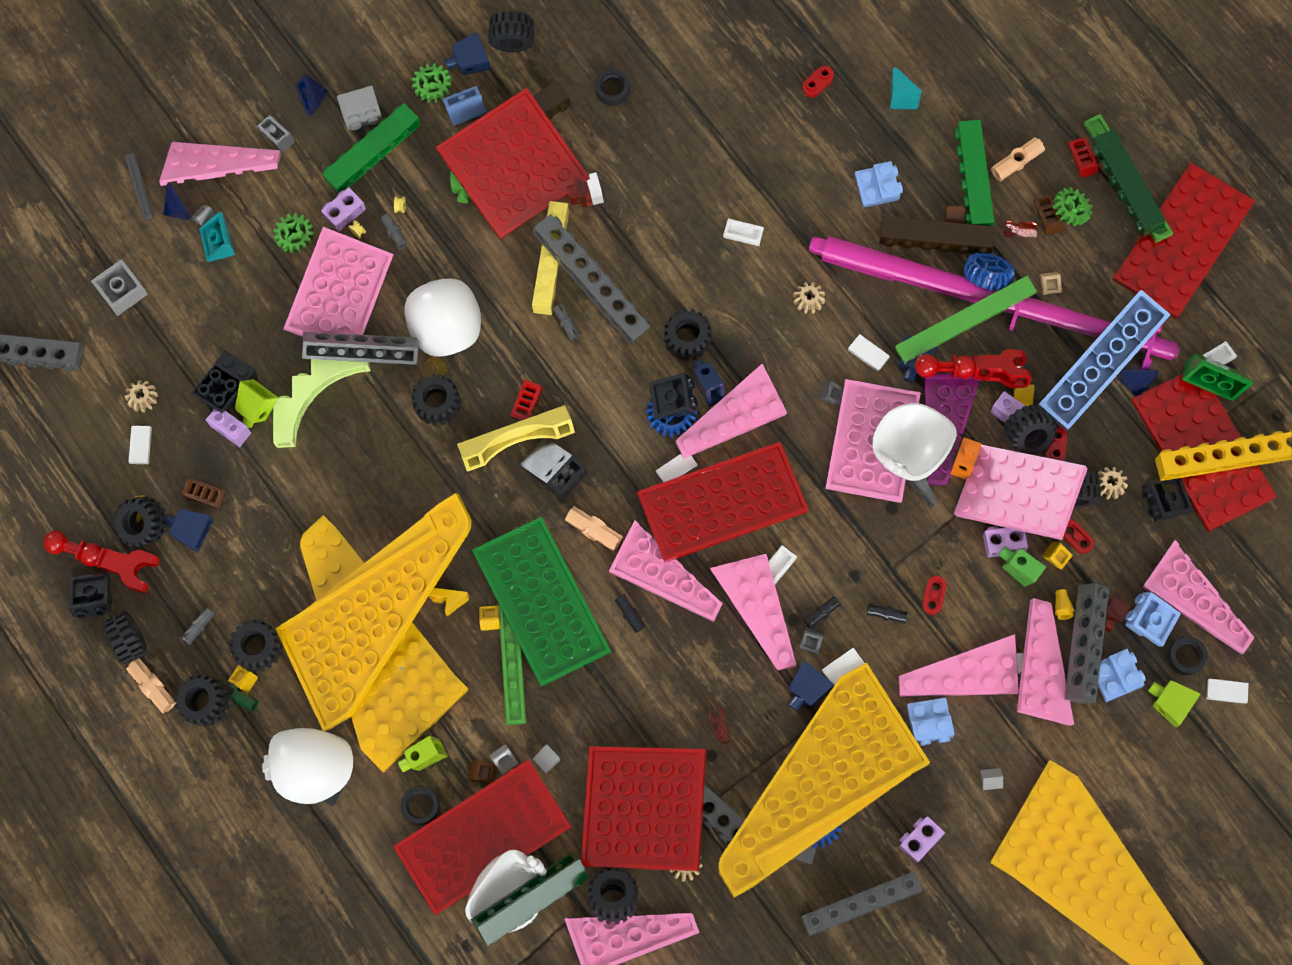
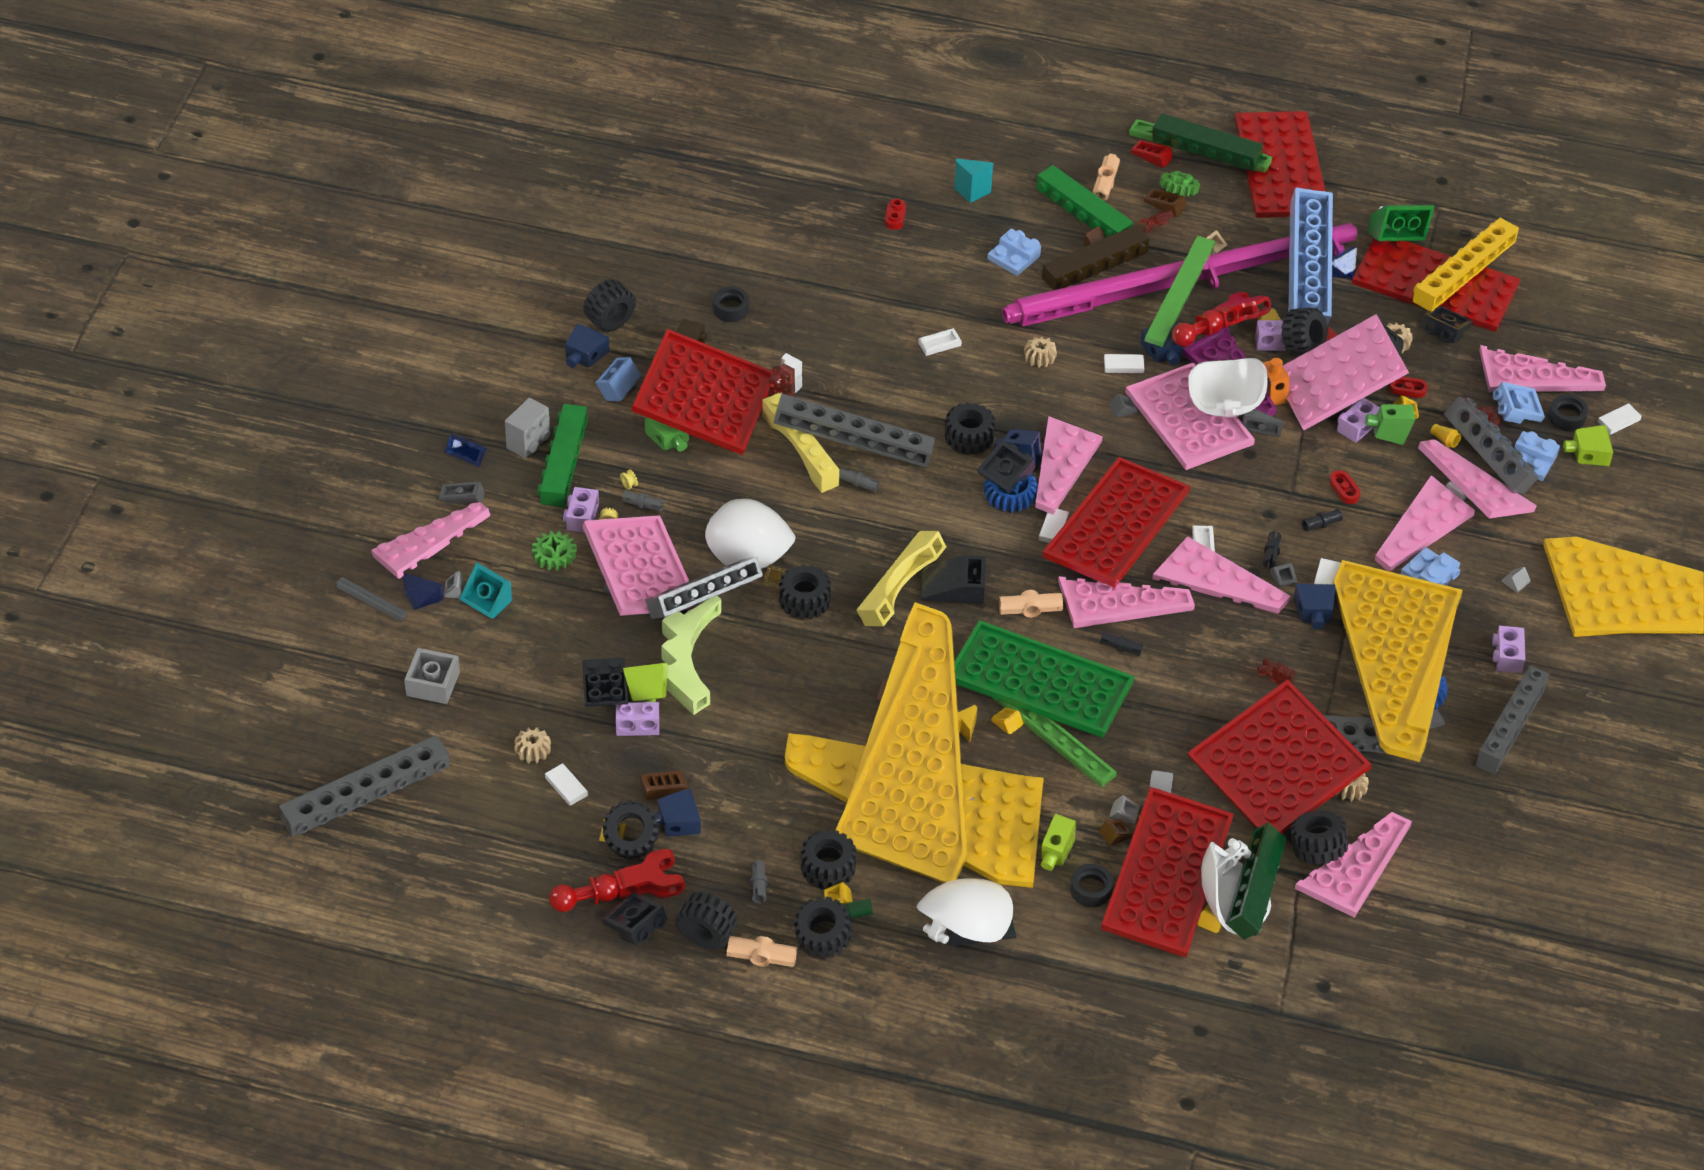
camera: 45 degrees left, 25 degrees down
(435, 88) = (570, 382): bright green gear -> none
(523, 391) = (877, 540): red slope -> none
(989, 271) = (1163, 253): blue gear -> none

